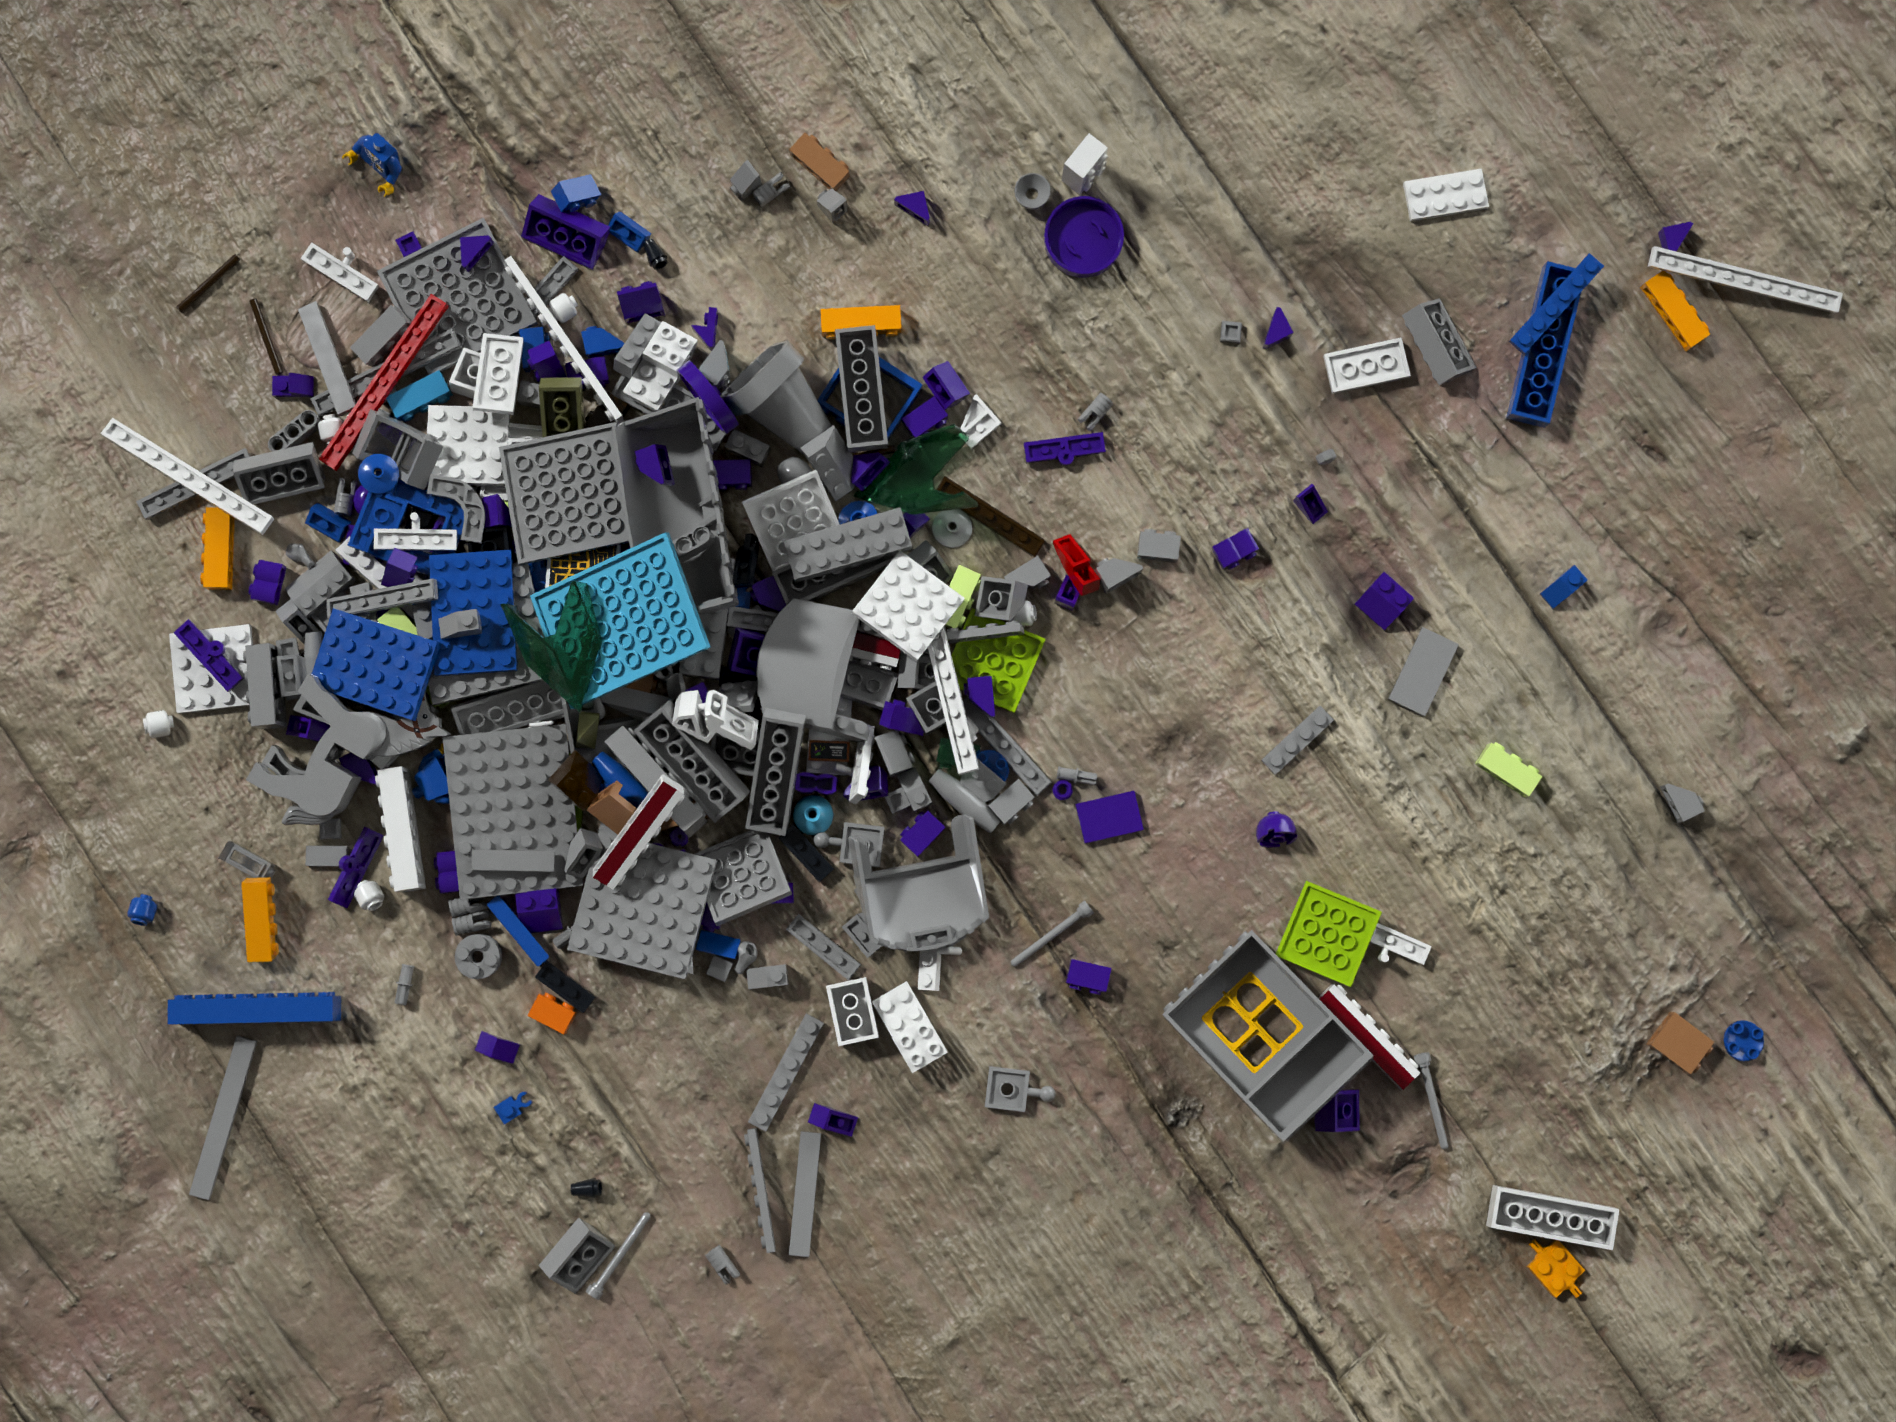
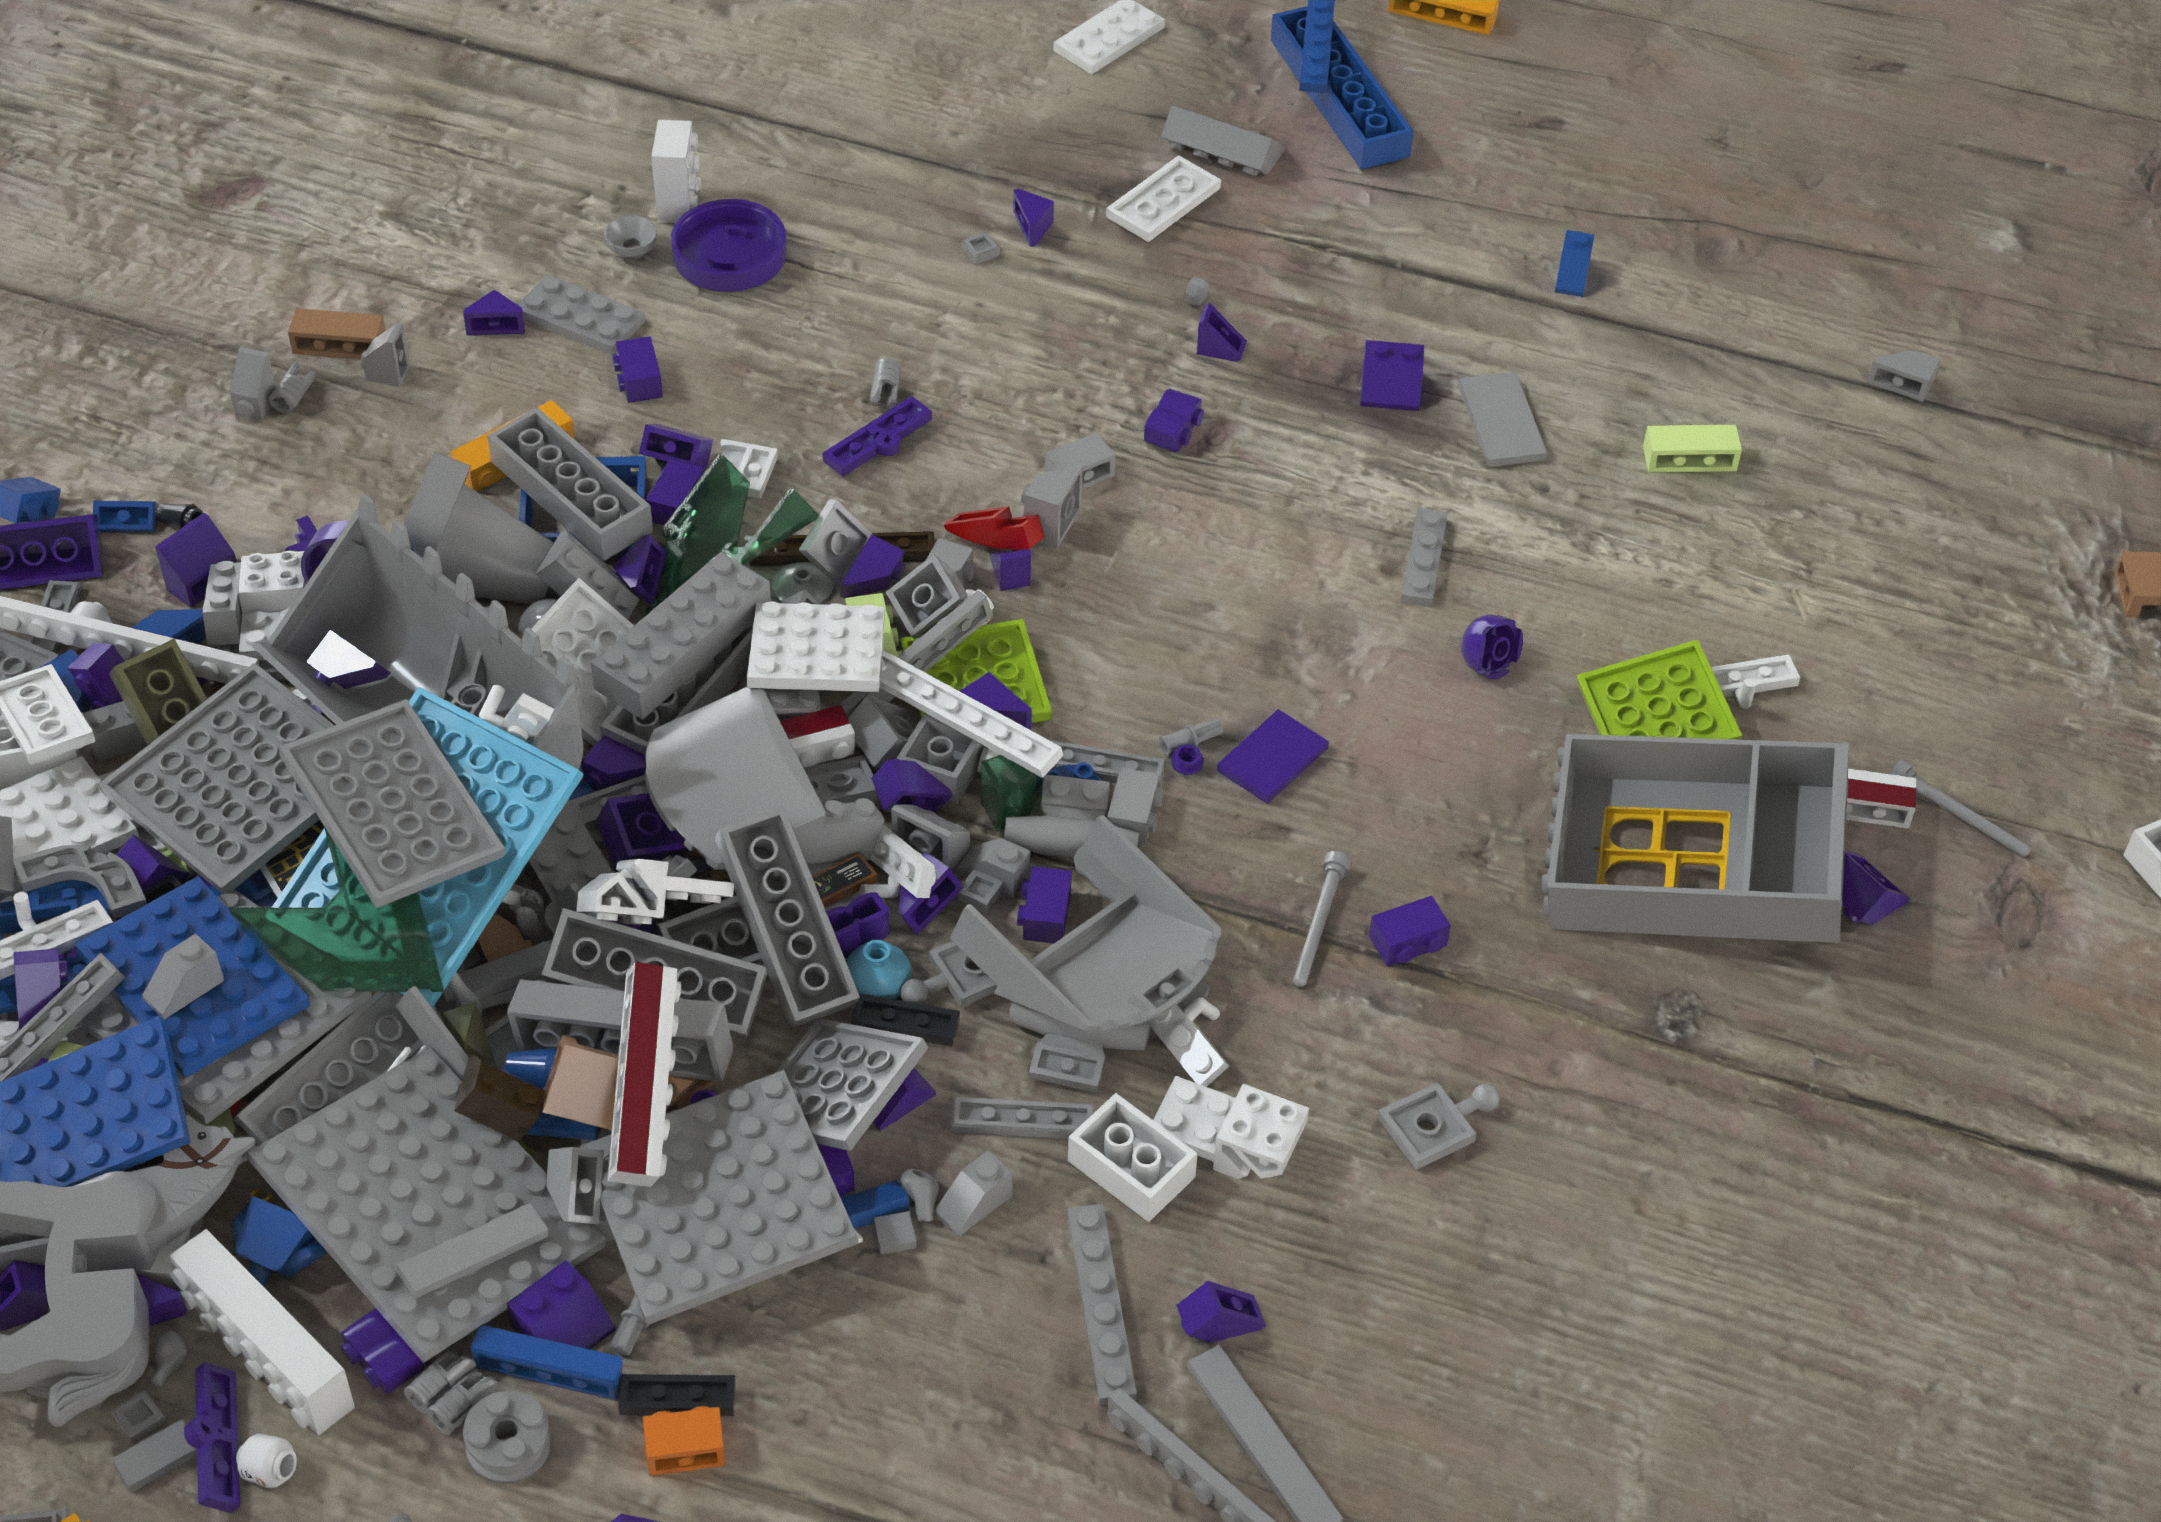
camera: 35 degrees left, 35 degrees down
(360, 805) = (168, 1355): none -> light grey animal
(607, 600) = (391, 802): none -> light grey plate
(697, 588) = (523, 720): none -> white plate
(966, 233) = (580, 314): none -> light grey plate
(966, 306) = (638, 369): none -> dark purple brick
(979, 524) = (835, 541): none -> light grey plate
(991, 549) = (873, 569): none -> dark purple slope

